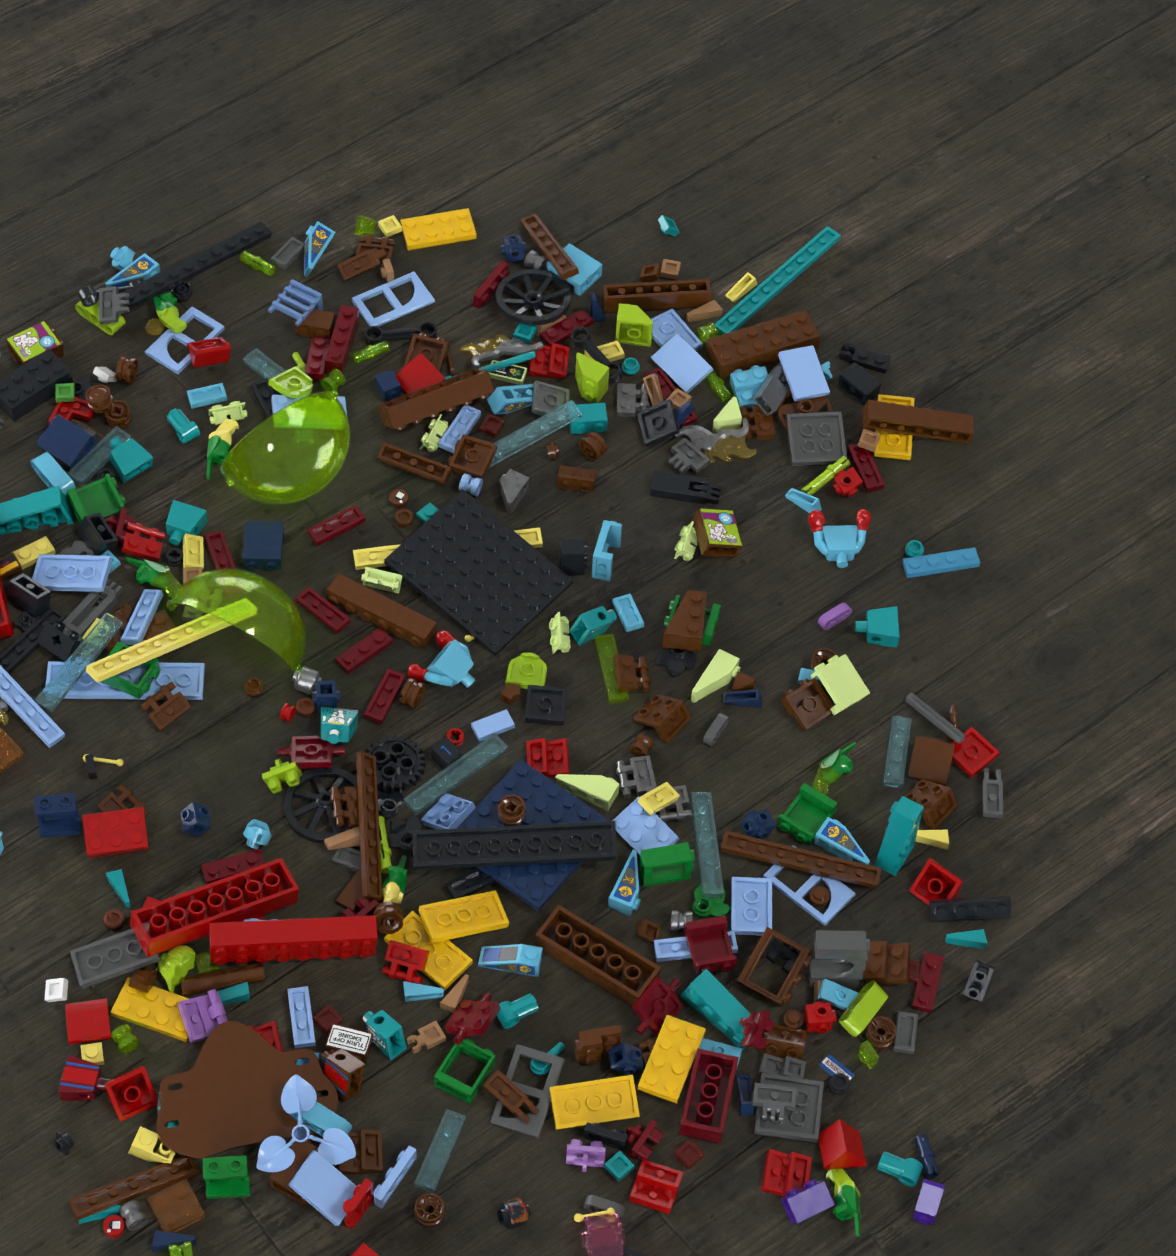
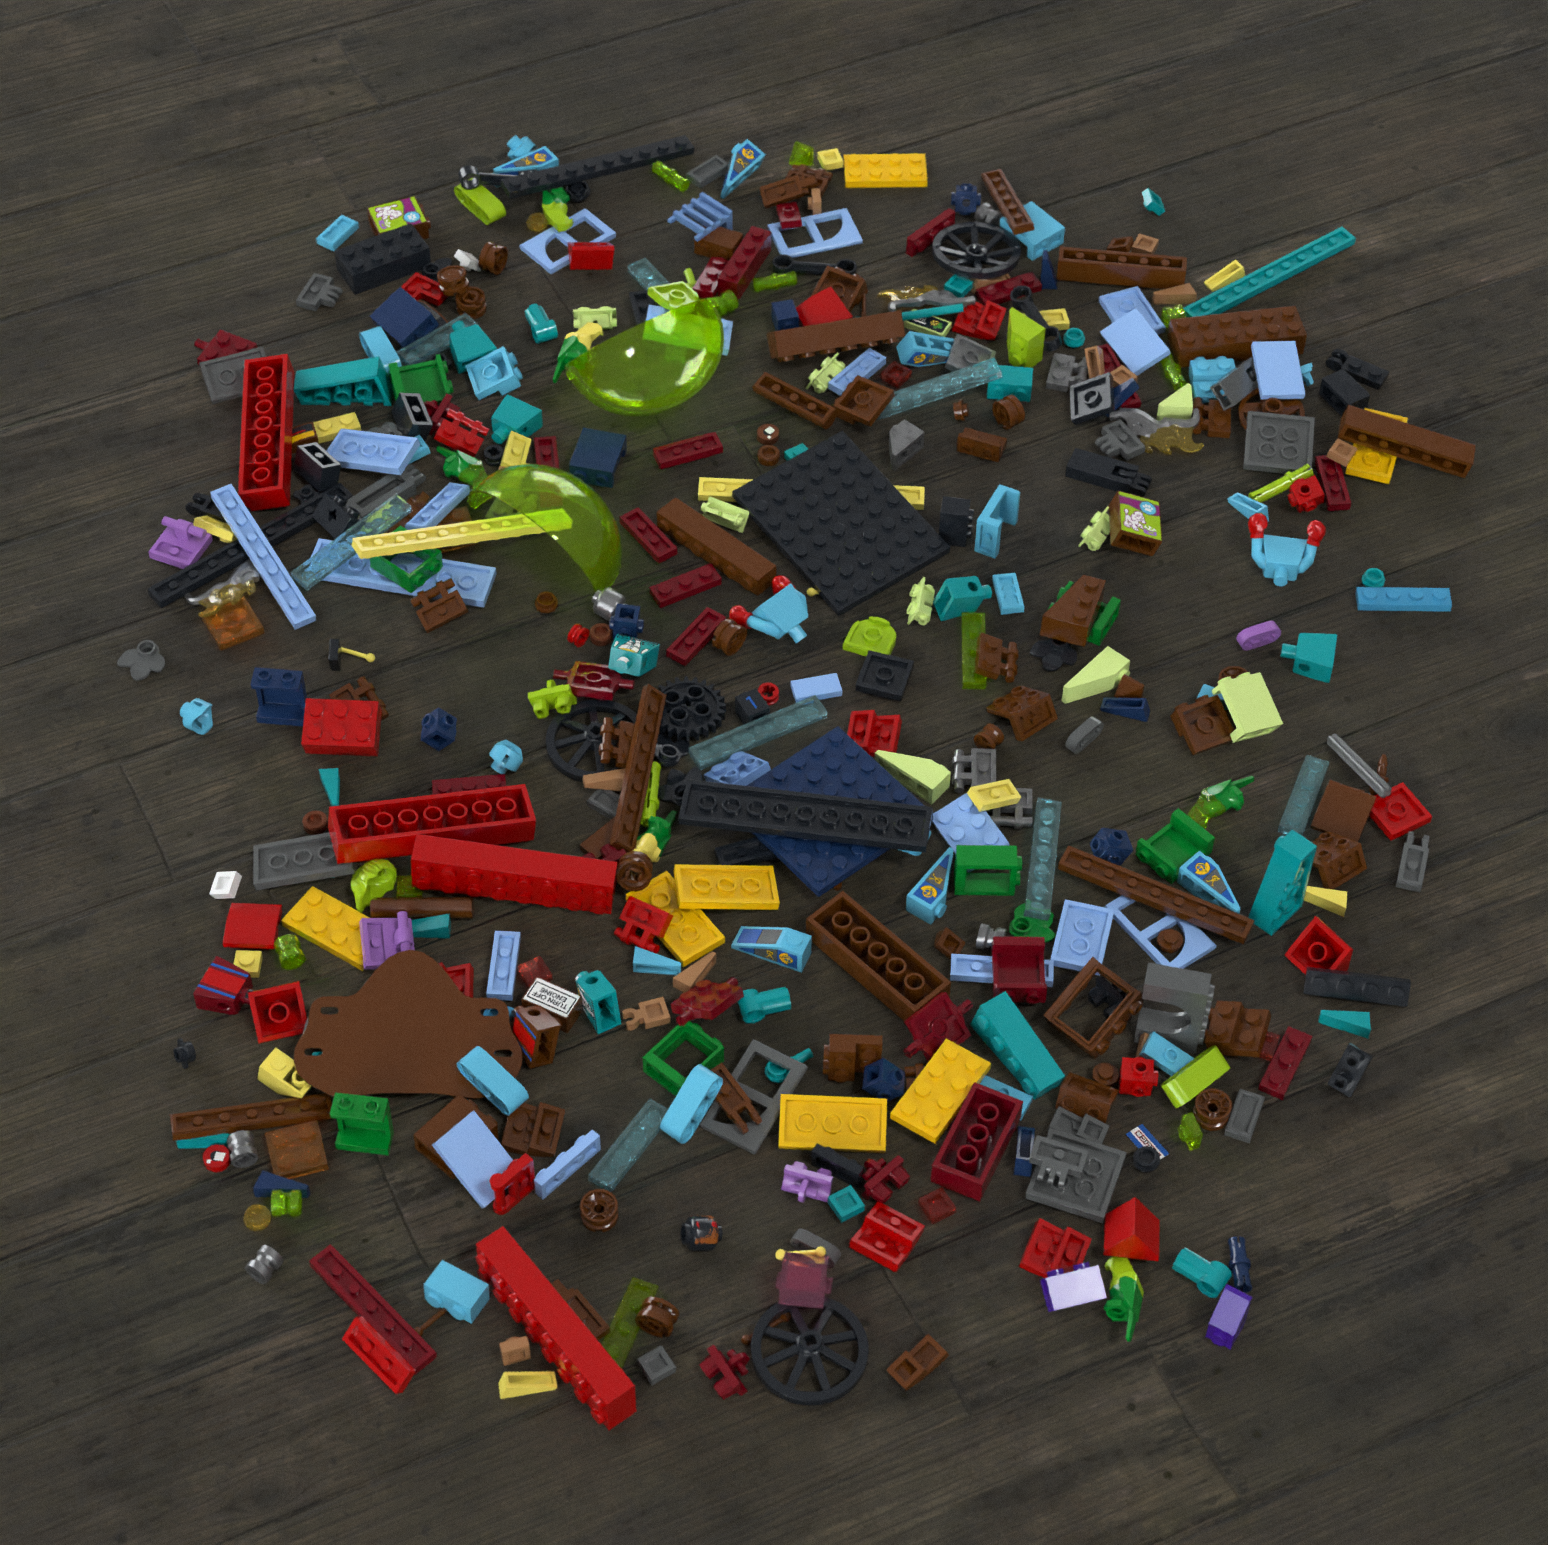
camera: 15 degrees right, 5 degrees down
(65, 392) = (417, 270): bright green tile -> none
(112, 304) = (492, 187): dark grey hinge -> none
(144, 979) = (329, 890): reddish brown plate -> none
(156, 480) = (494, 373): none -> medium azure plate
(207, 395) = (576, 298): medium azure plate -> none
(274, 1152) = (427, 1108): light blue plant -> none
(368, 287) = (789, 215): none -> dark red plate
(471, 484) = (856, 432): light blue wheel -> none
(481, 1108) = (691, 1104): none -> medium azure beam
(510, 694) = (846, 658): reddish brown piece -> none
(511, 818) = (811, 767): reddish brown wheel -> none
(633, 326) = (1085, 294): lime slope -> none
(754, 1027) = (1049, 1069): dark red hips -> none

